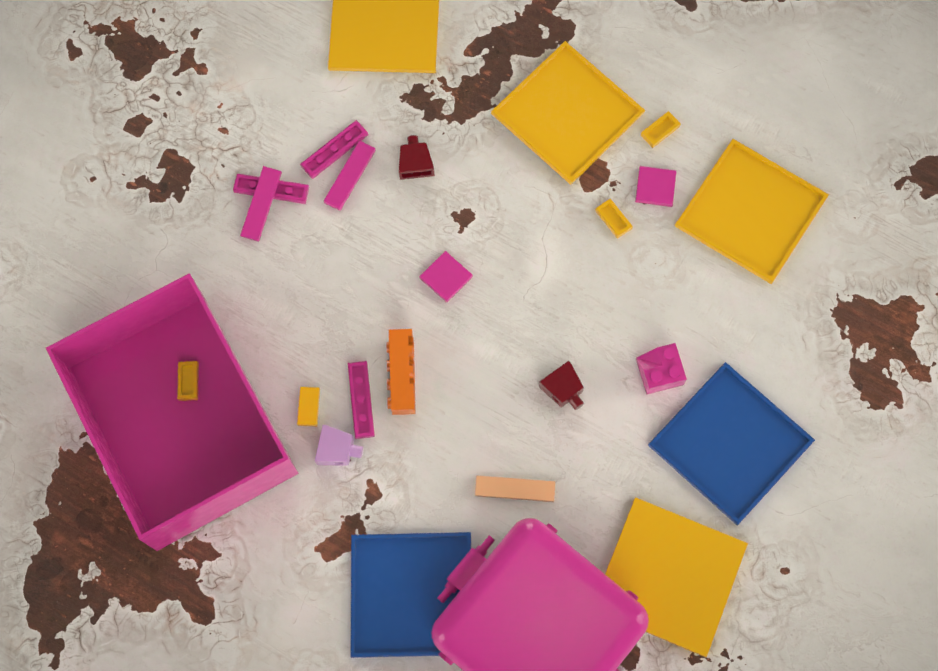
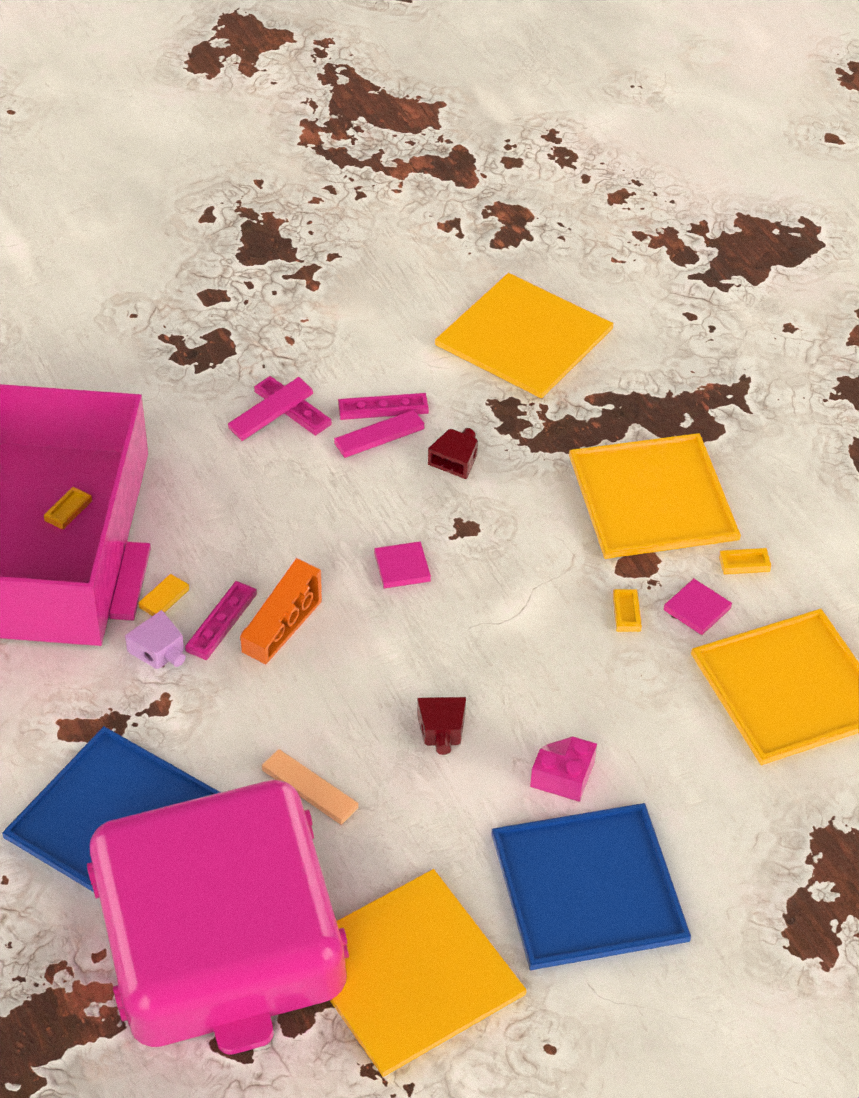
camera: 30 degrees right, 25 degrees down
(276, 409) = (130, 581): none -> dark pink tile

